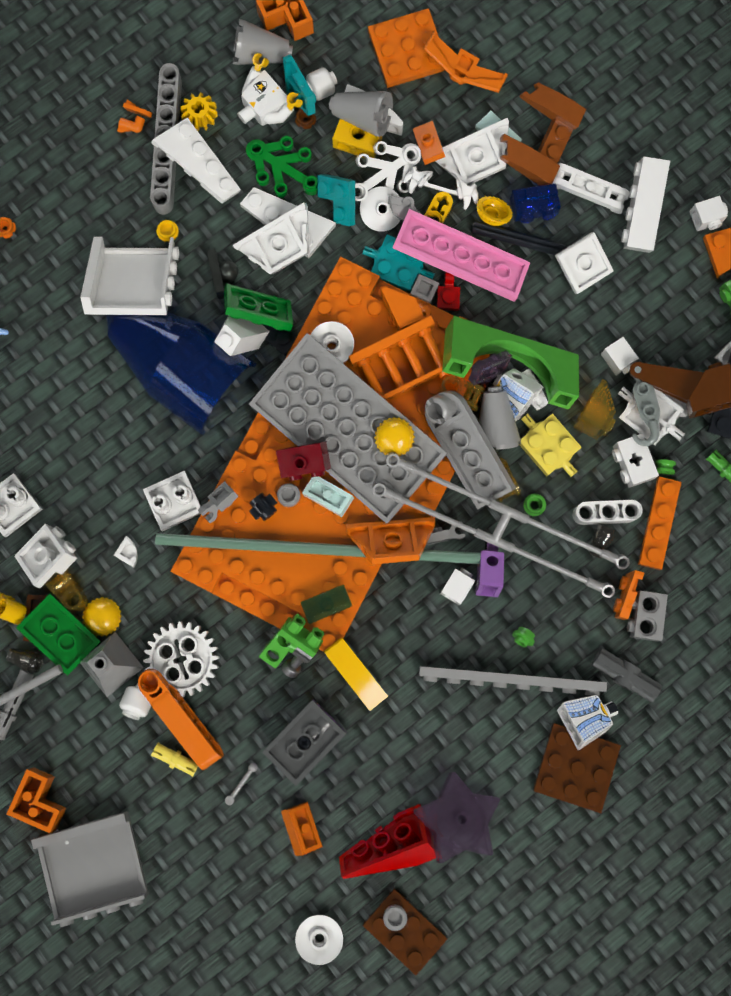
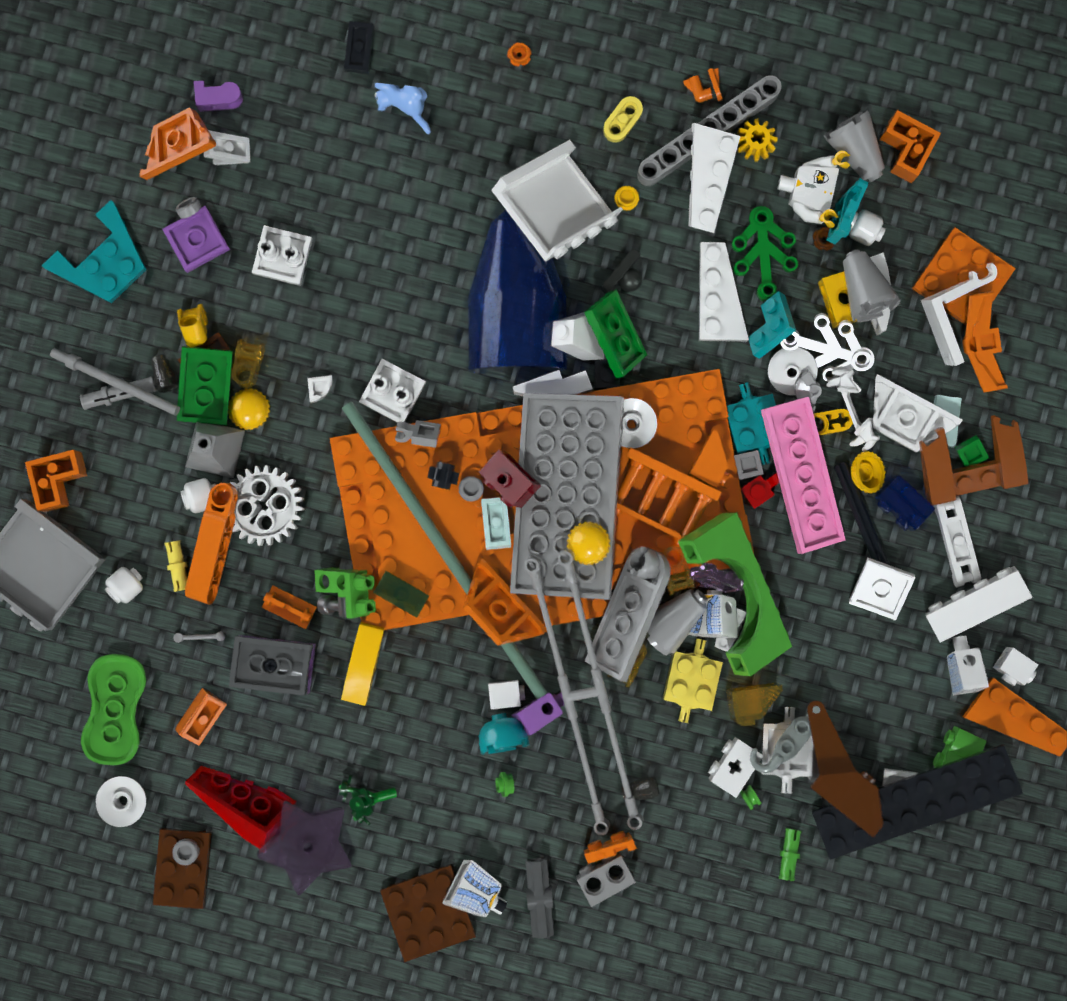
camera: 50 degrees right, 5 degrees up
(45, 555) = (262, 321): white plate -> none
(109, 192) = (622, 120): none -> light yellow plate
(158, 810) = (124, 585): none -> white head
(258, 379) = (554, 384): none -> white slope
(259, 905) = (111, 729): none -> bright green plate
(271, 698) = (288, 606): none -> orange hinge
(278, 241) = (691, 304): white wing -> none
(423, 81) = (938, 318): none -> white hinge
(428, 142) = (886, 366): orange plate -> none
(439, 535) = (537, 644): light grey plate -> none
(457, 750) = (363, 800): none -> dark green plant
(486, 610) = (502, 735): none -> teal cylinder
(522, 681) = (465, 810): light grey plate -> none
(534, 131) = (971, 451): none -> green plate
(536, 498) = (636, 707): bright green plate -> none
(617, 508) = (676, 786): white beam -> none
(619, 356) = (819, 684): white brick -> none
(659, 523) = (696, 828): orange plate -> none
(685, 247) = (964, 677): none -> white torso

